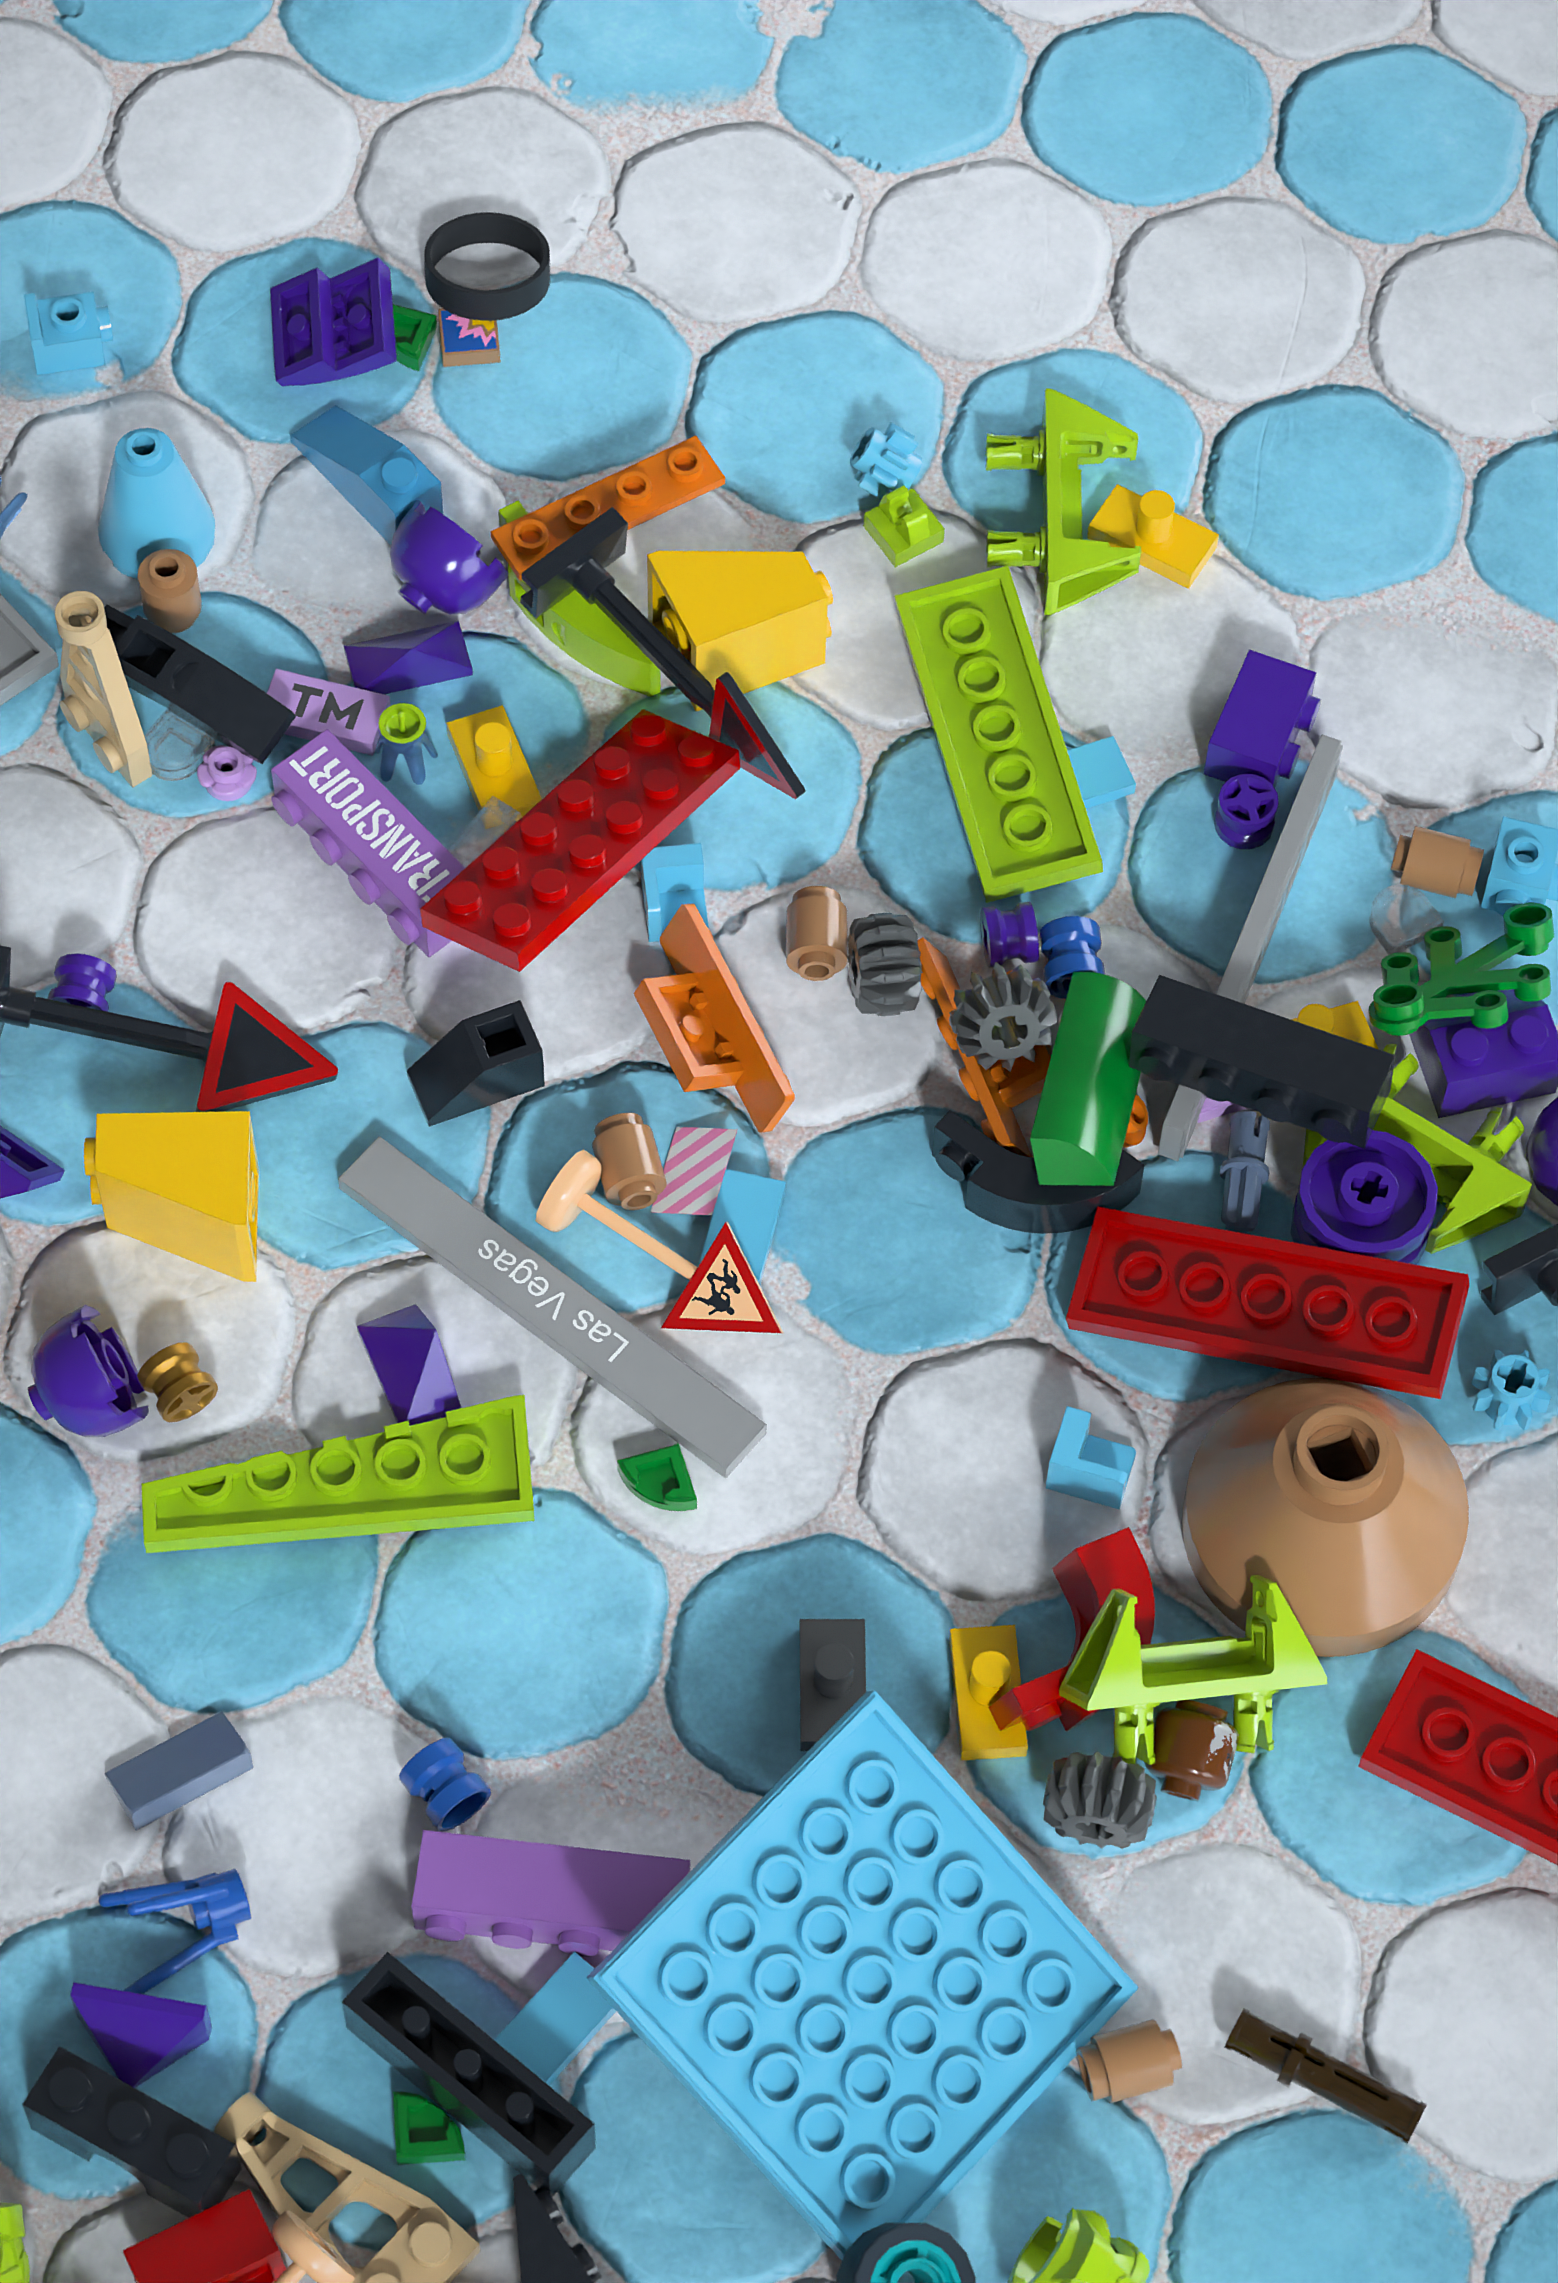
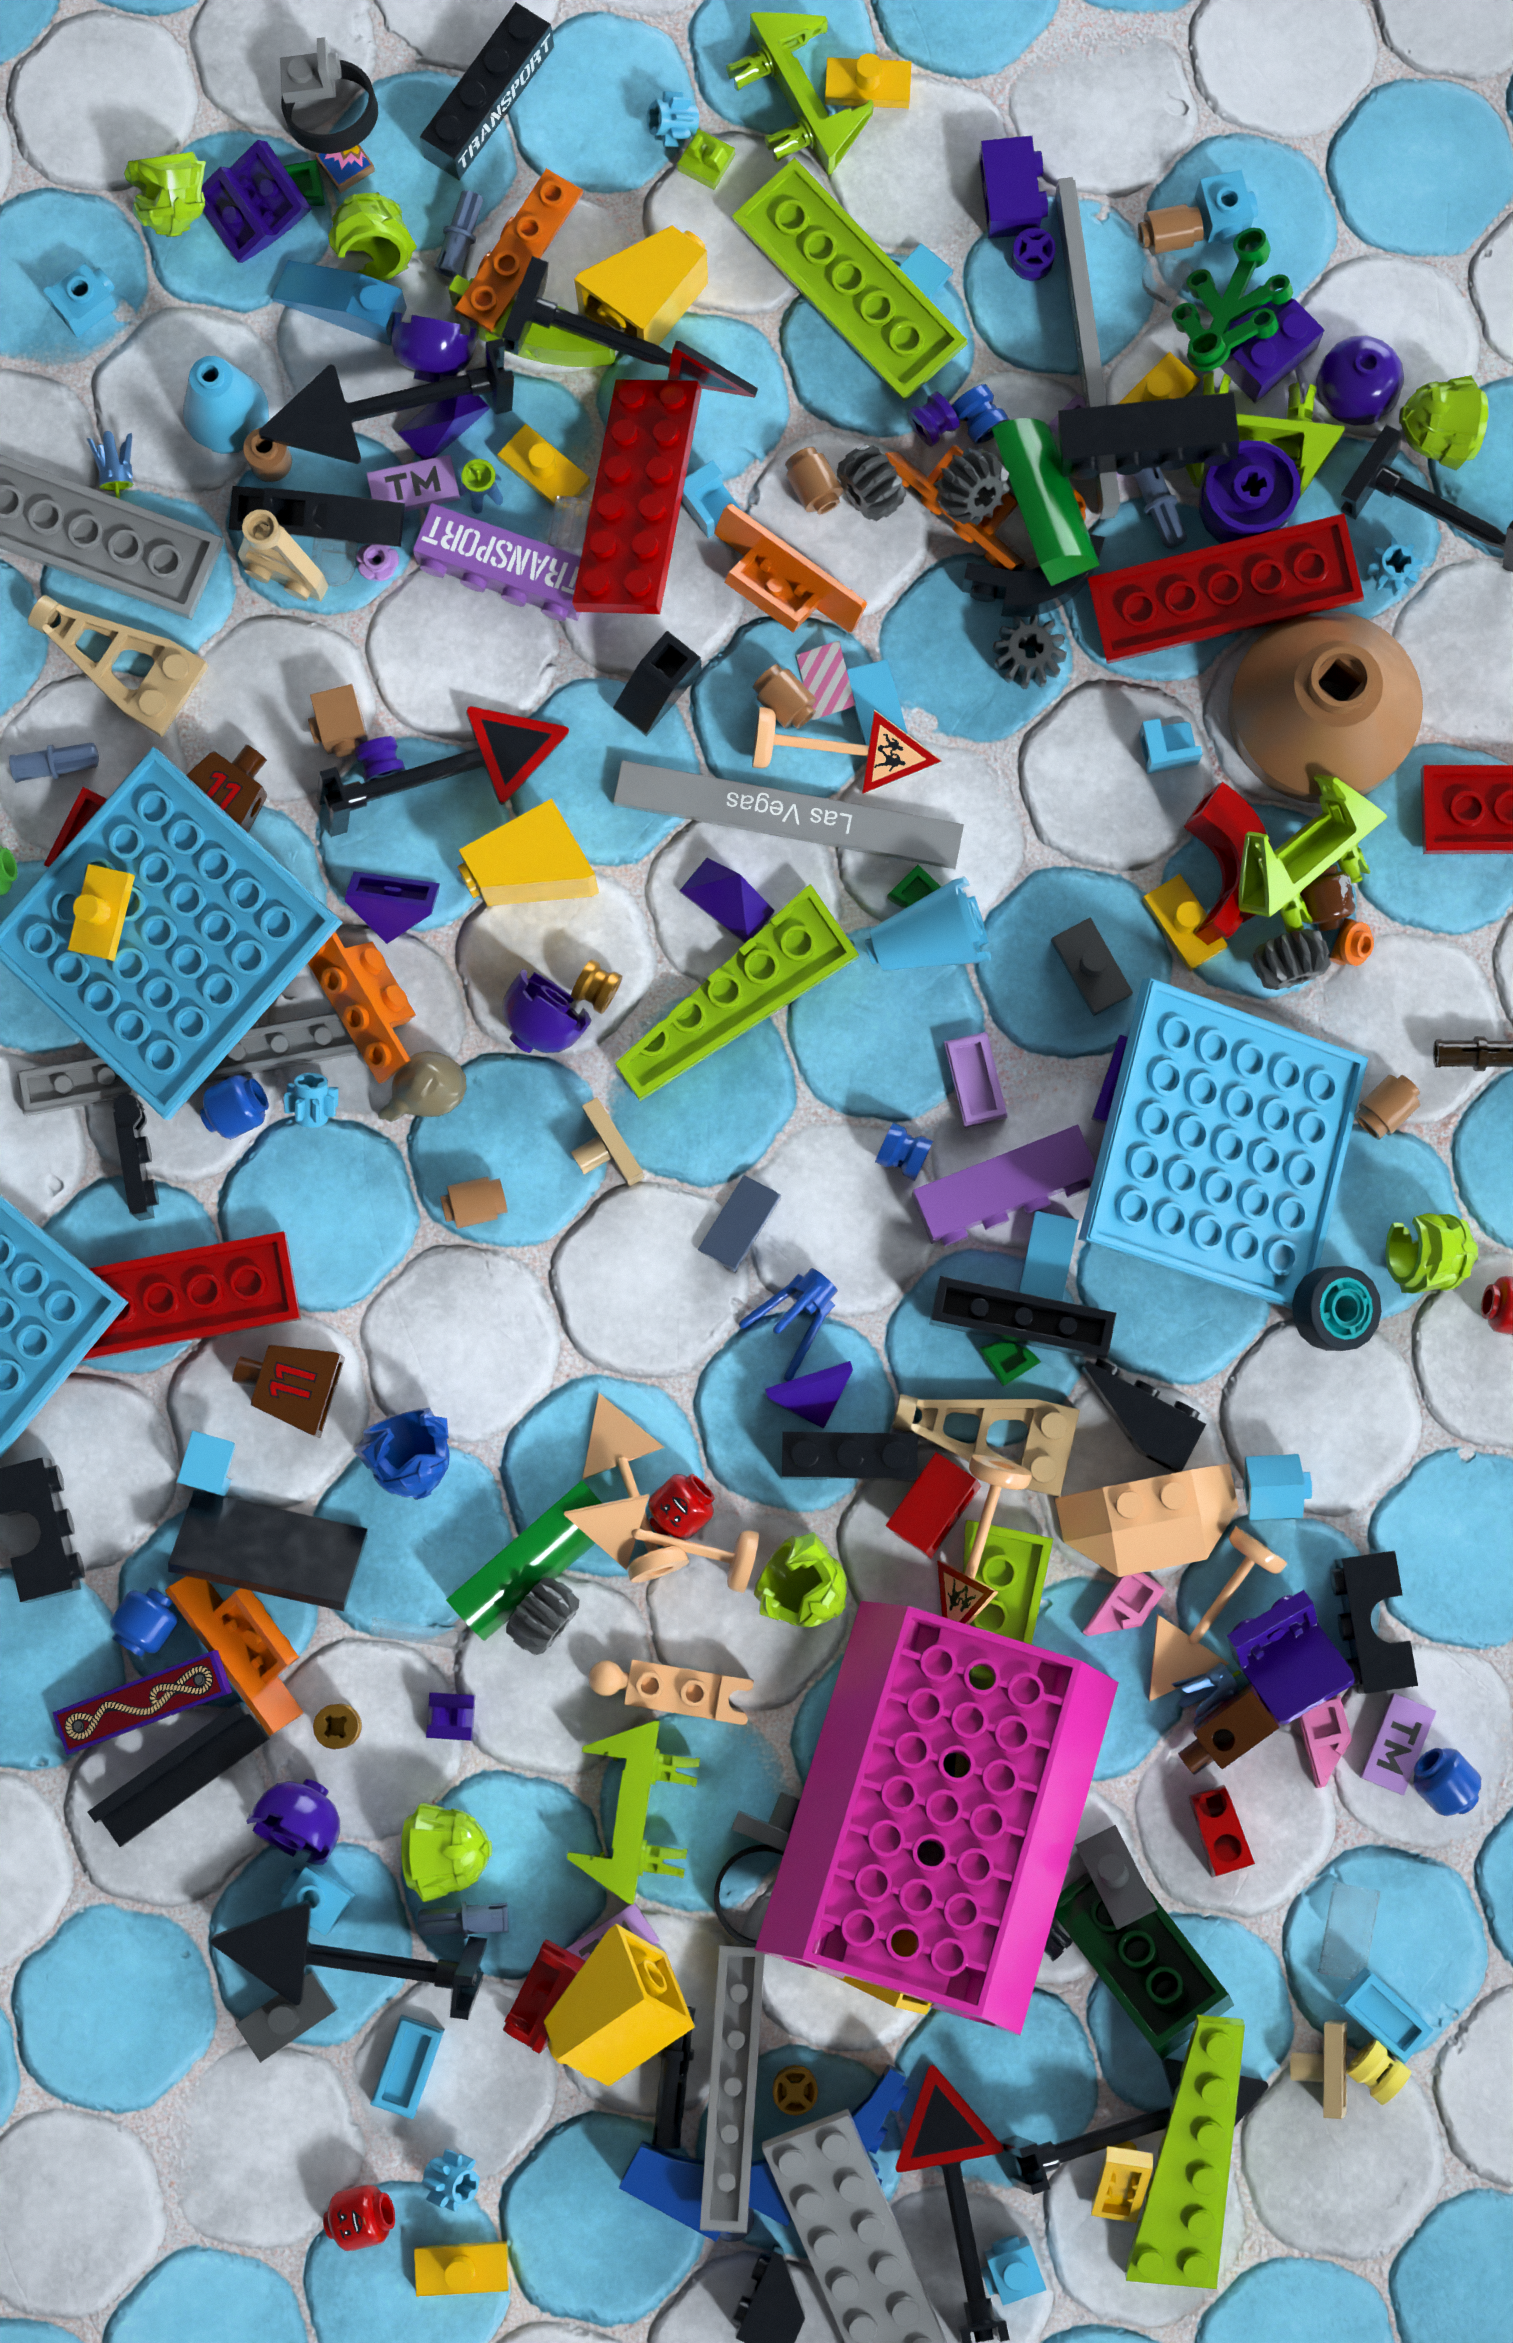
camera: 25 degrees left, 20 degrees up
(61, 917) = (338, 721): none -> medium nougat brick
(67, 1580) = (606, 1146): none -> tan tile
(247, 262) = (169, 190): none -> lime helmet
(255, 571) = (322, 419): none -> black piece
(451, 407) = (374, 226): none -> lime helmet
(483, 219) = (310, 75): none -> light grey bracket
(555, 467) = (459, 235): none -> sand blue axle
(595, 1748) = (975, 1079): none -> lavender tile
(646, 1528) = (931, 932): none -> medium azure cone
(682, 333) = (487, 91): none -> black brick
(976, 1279) = (1045, 649): none -> dark grey gear
(1199, 1831) = (1352, 943): none -> orange plate

